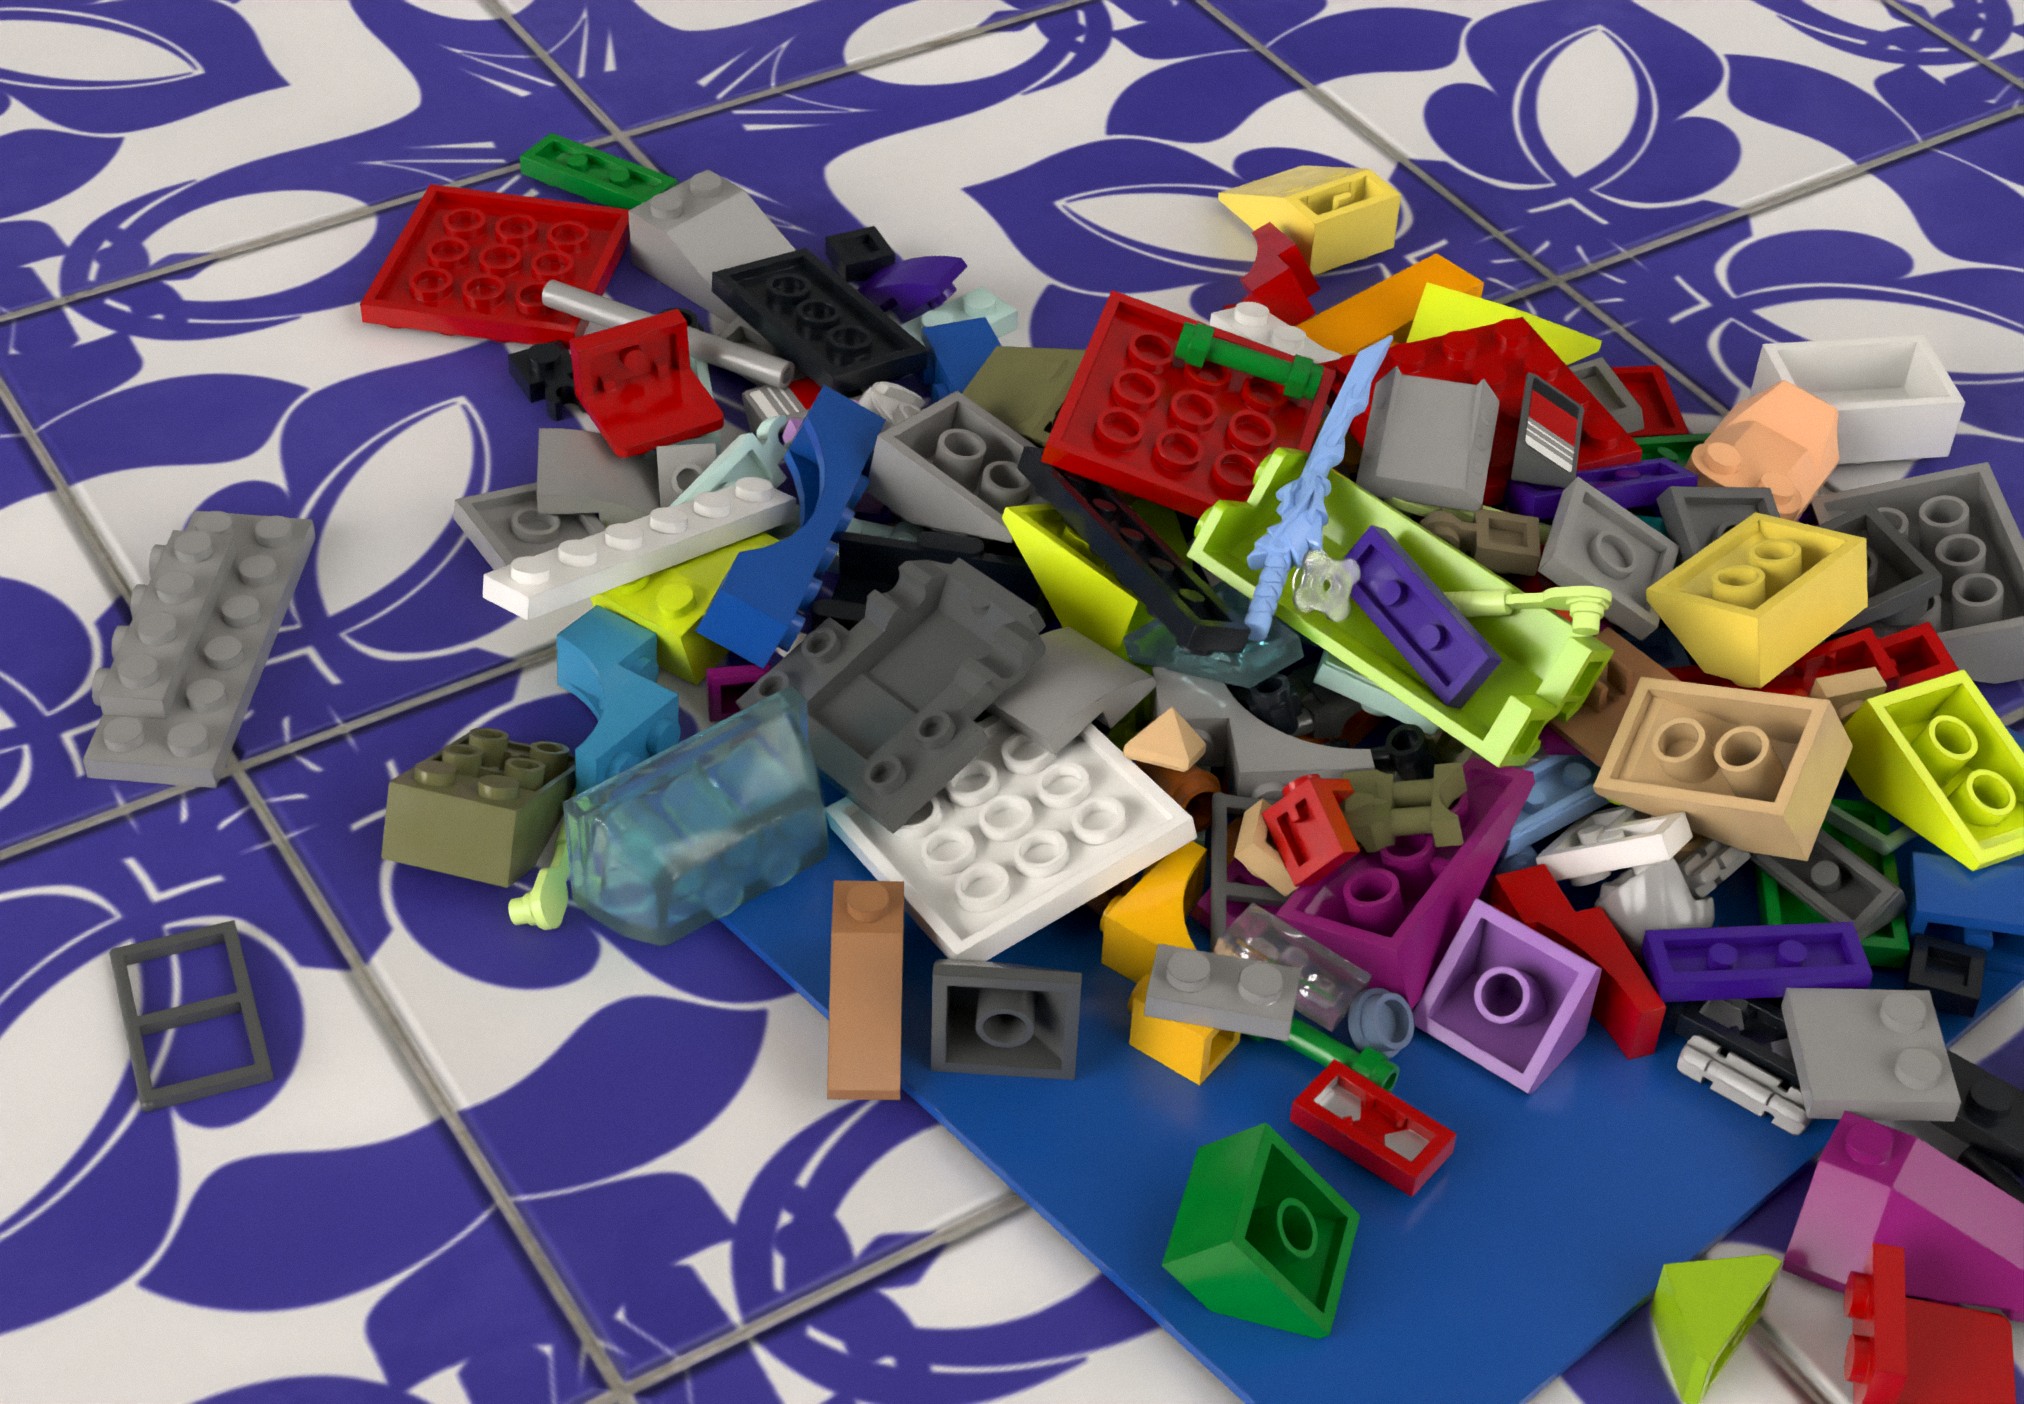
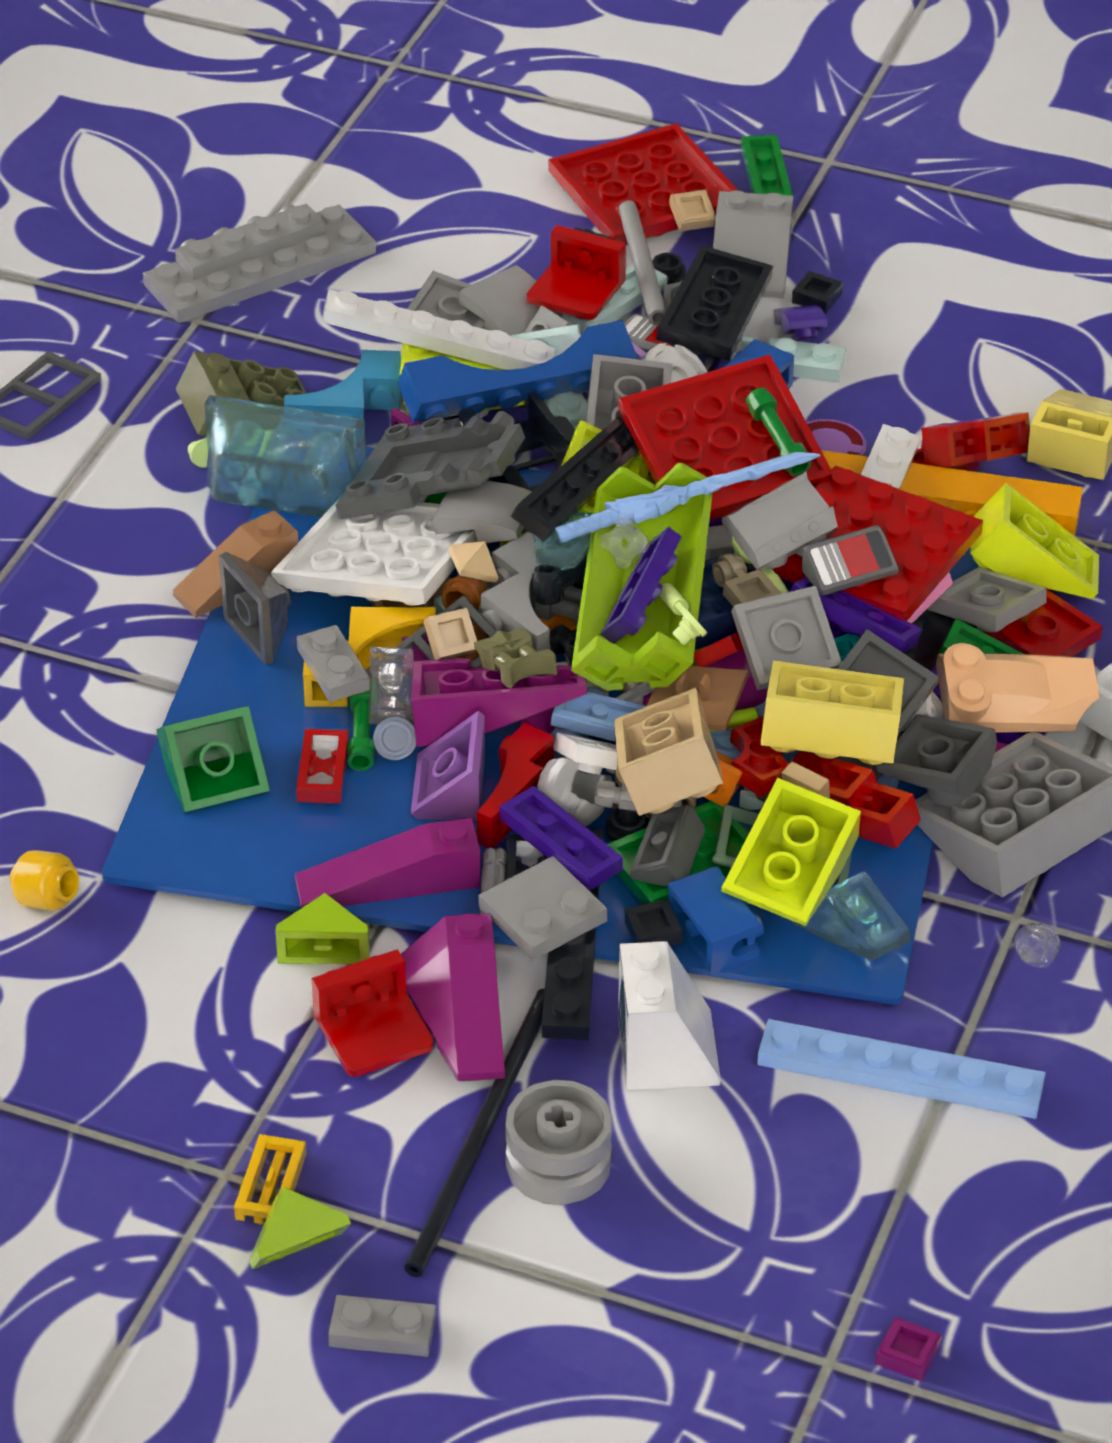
camera: 55 degrees right, 0 degrees up
(614, 253) = (692, 210): none -> tan tile
(1312, 828) = (461, 628): red bracket -> none
(1629, 1151) = (405, 865): none -> magenta wedge
(1736, 900) = (623, 823): none -> black plate

